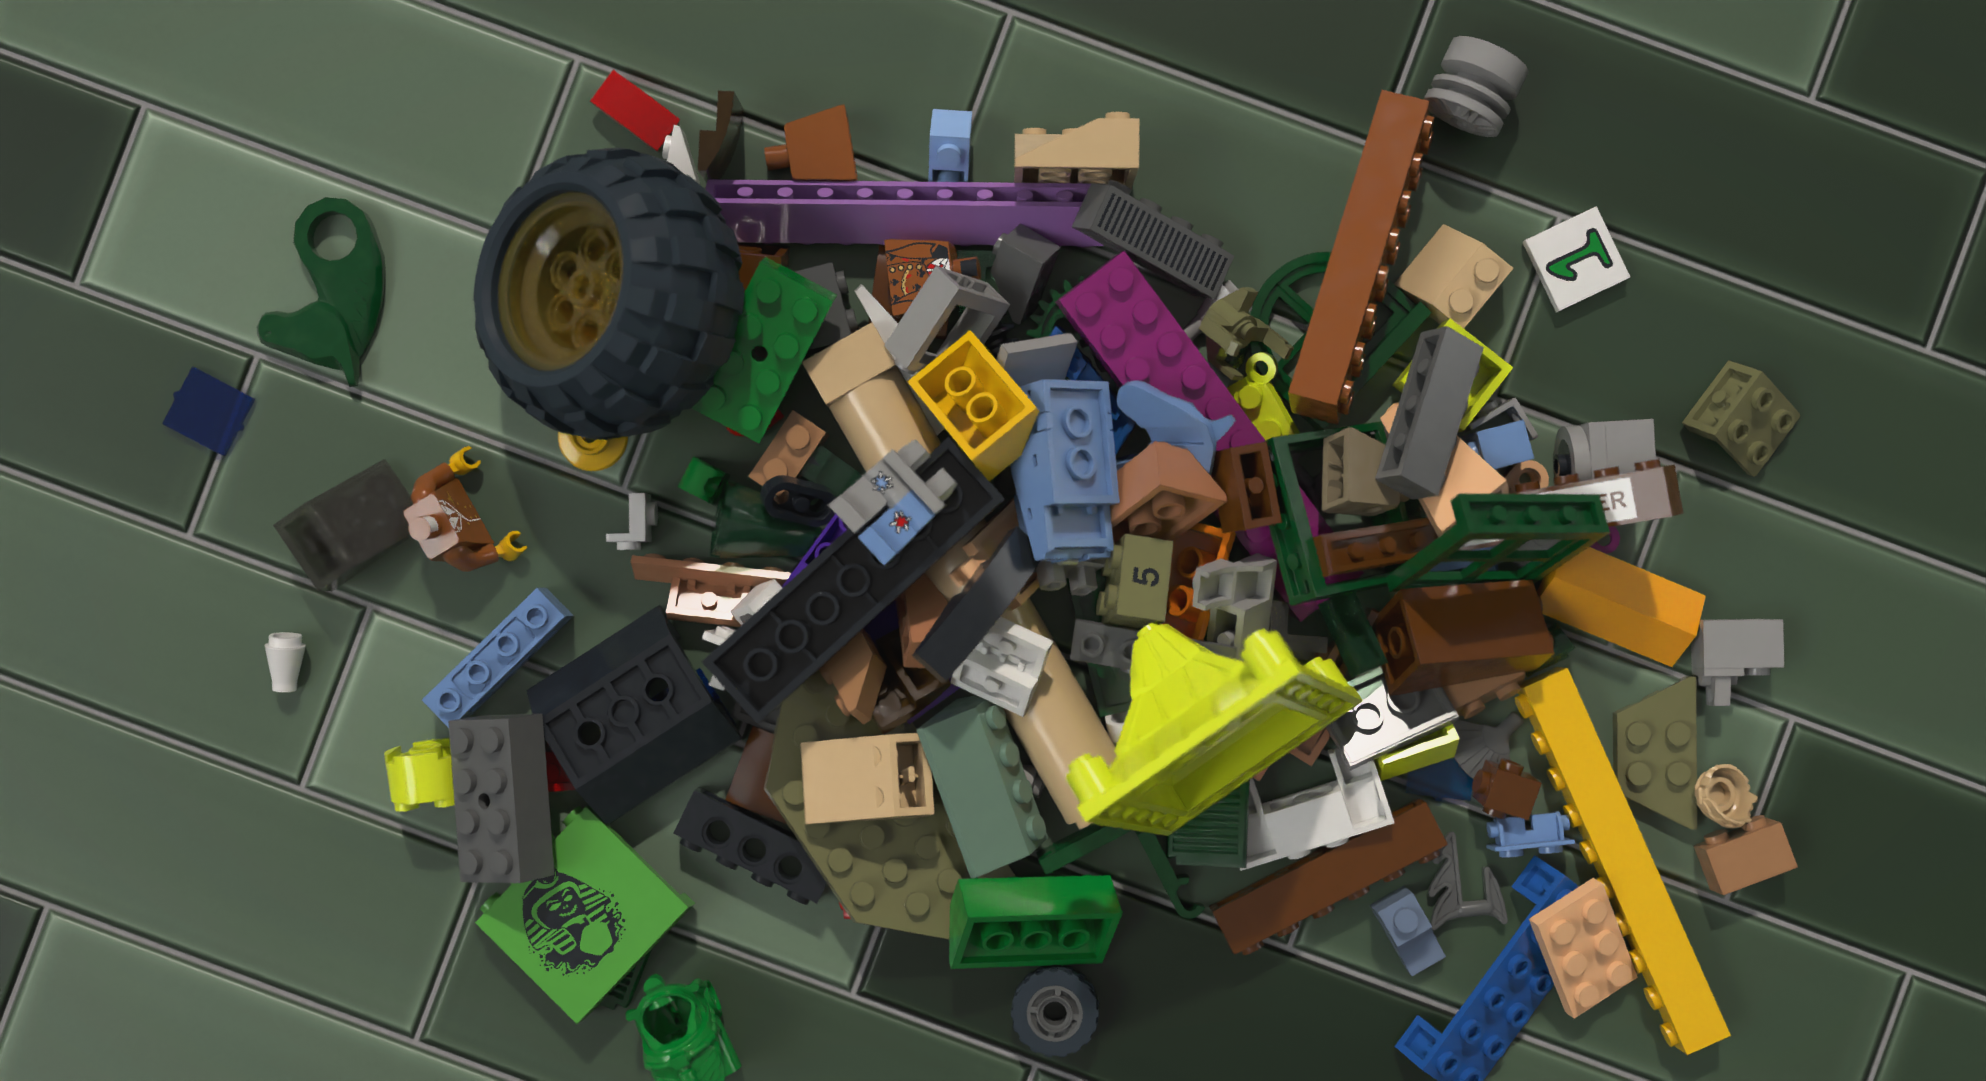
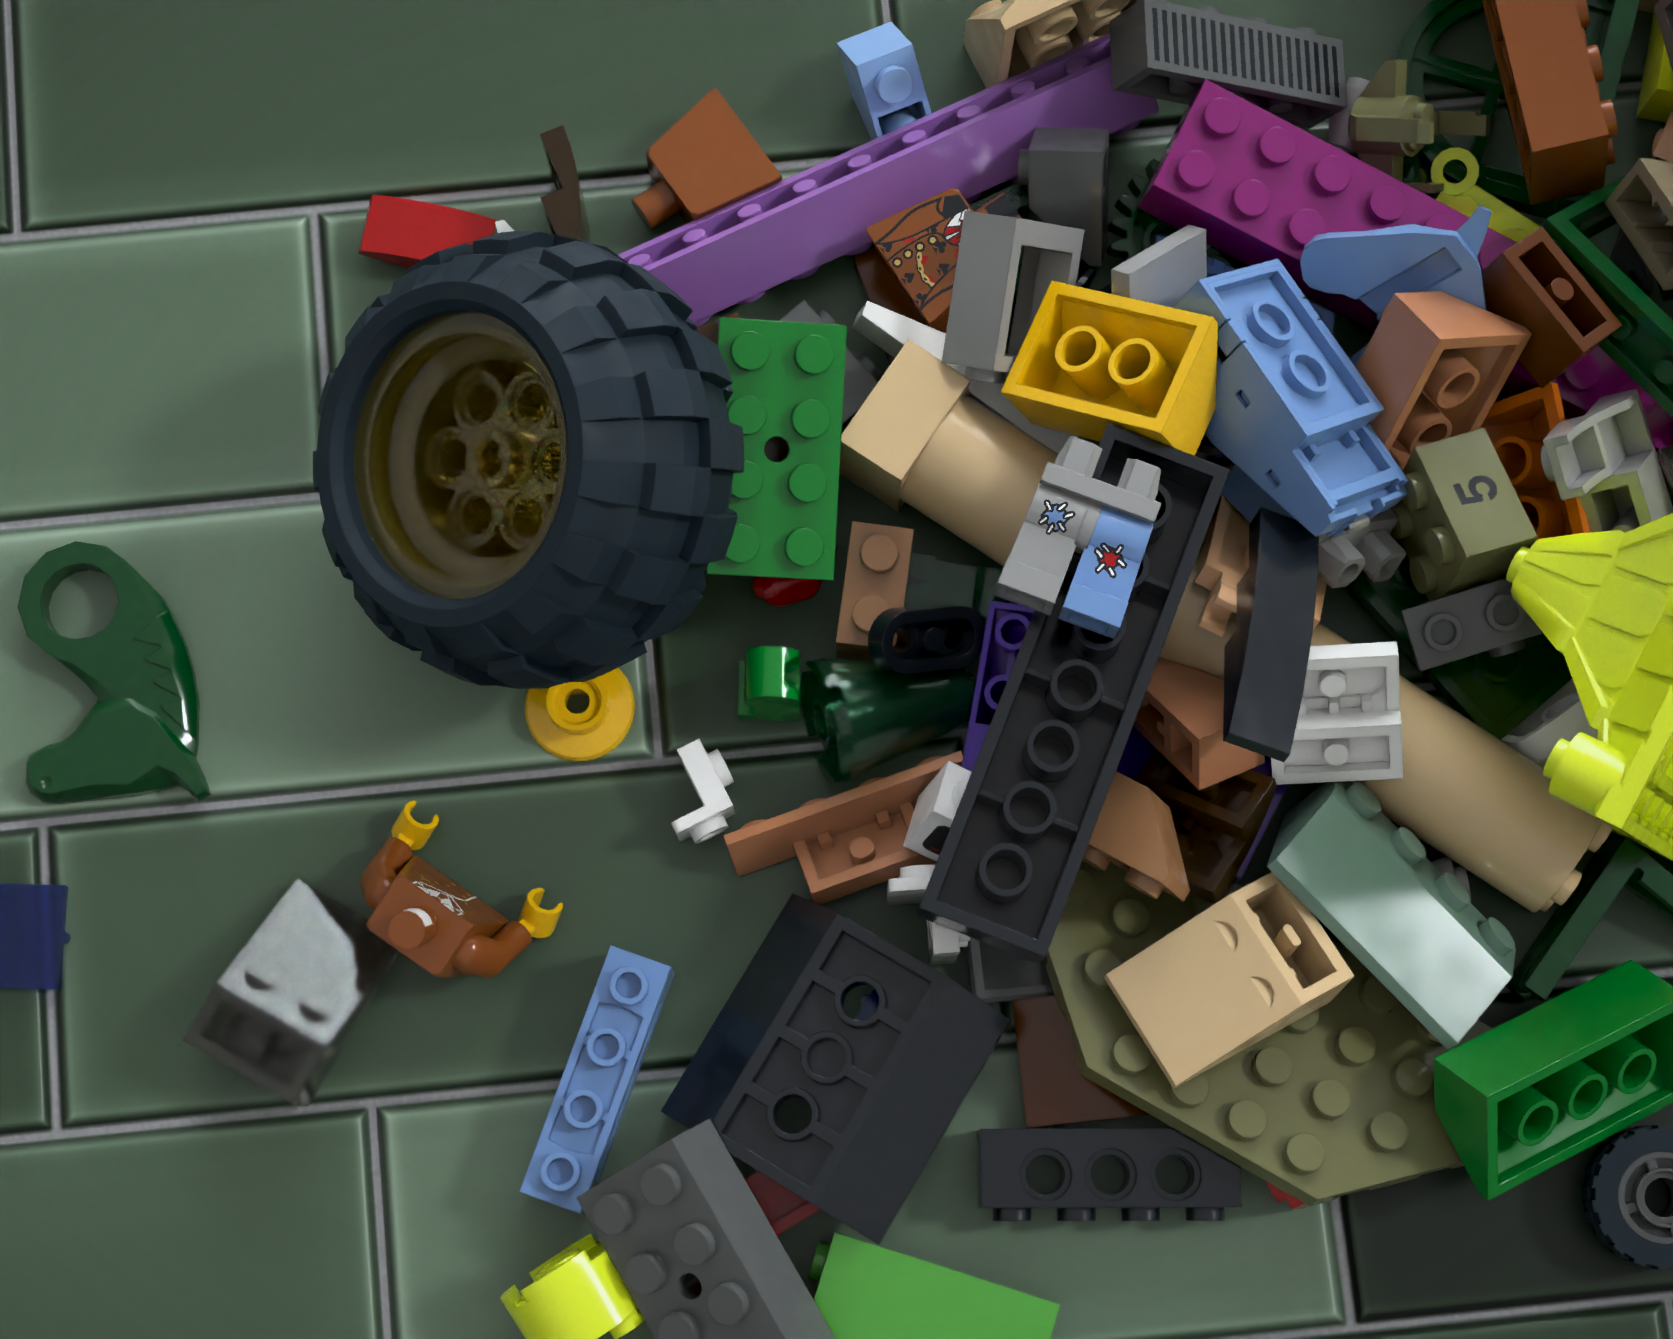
camera: 30 degrees left, 10 degrees down
(284, 660) = (284, 1241): white cone -> none

